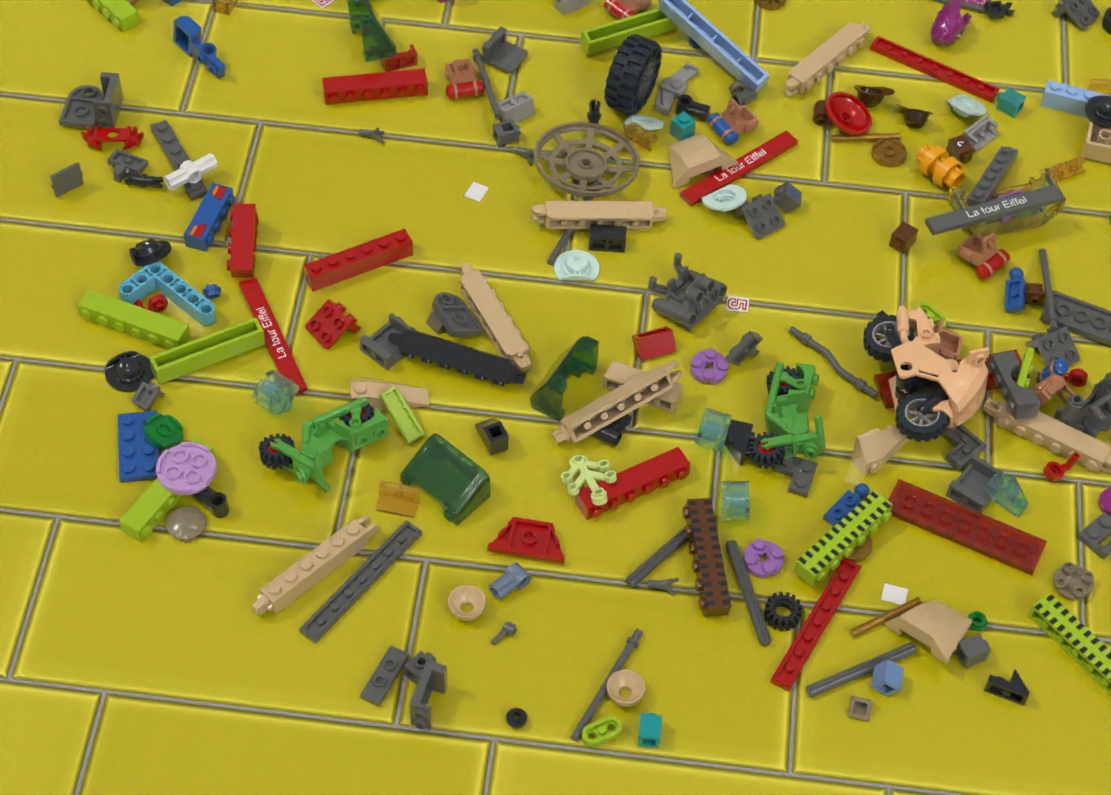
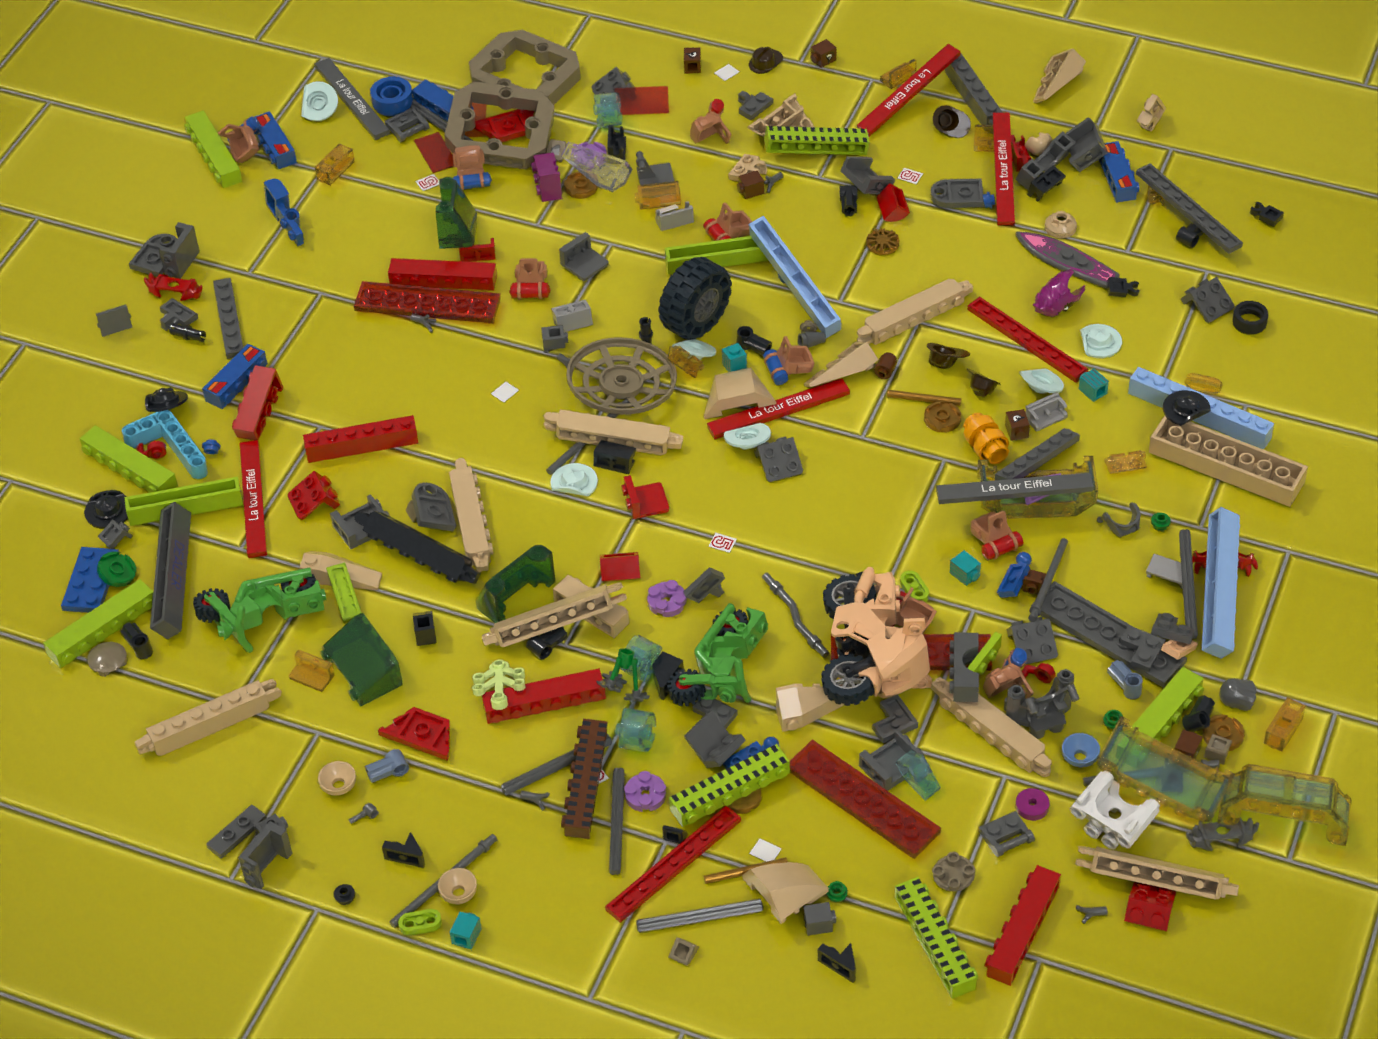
camera: 20 degrees right, 5 degrees down
(186, 468) = (121, 606): lavender tile -> none
(190, 171) = (231, 330): white piece -> none
(221, 423) = (170, 570): none -> dark grey brick
(275, 392) = (231, 550): clear light blue brick -> none
(360, 582) = (248, 741): dark grey tile -> none
(369, 115) = (430, 301): none -> clear red plate
(477, 58) = (555, 260): dark grey bar -> none
(566, 665) = (406, 854): none -> black slope
(653, 267) = (644, 499): none -> red bracket
(674, 87) = (744, 317): light grey plate -> none
(697, 301) = (670, 526): dark grey piece -> none
(706, 434) = (624, 660): none -> plant
(783, 601) = (647, 854): black tyre -> none
(787, 113) = (852, 360): none -> tan wedge
(787, 197) = (812, 444): dark grey brick -> none
(807, 595) = (674, 834): none -> black slope
(810, 500) = (712, 741): none -> dark grey bracket
(848, 113) = (910, 370): red dish -> none
(887, 677) = (719, 926): medium blue brick -> none
(903, 237) = (919, 504): reddish brown brick -> none
(968, 291) = (965, 568): none -> teal brick
(998, 61) = (1100, 340): none -> light aqua hat
(1055, 471) = (980, 760): red plate -> none
(1086, 232) = (1122, 530): none -> dark grey helmet

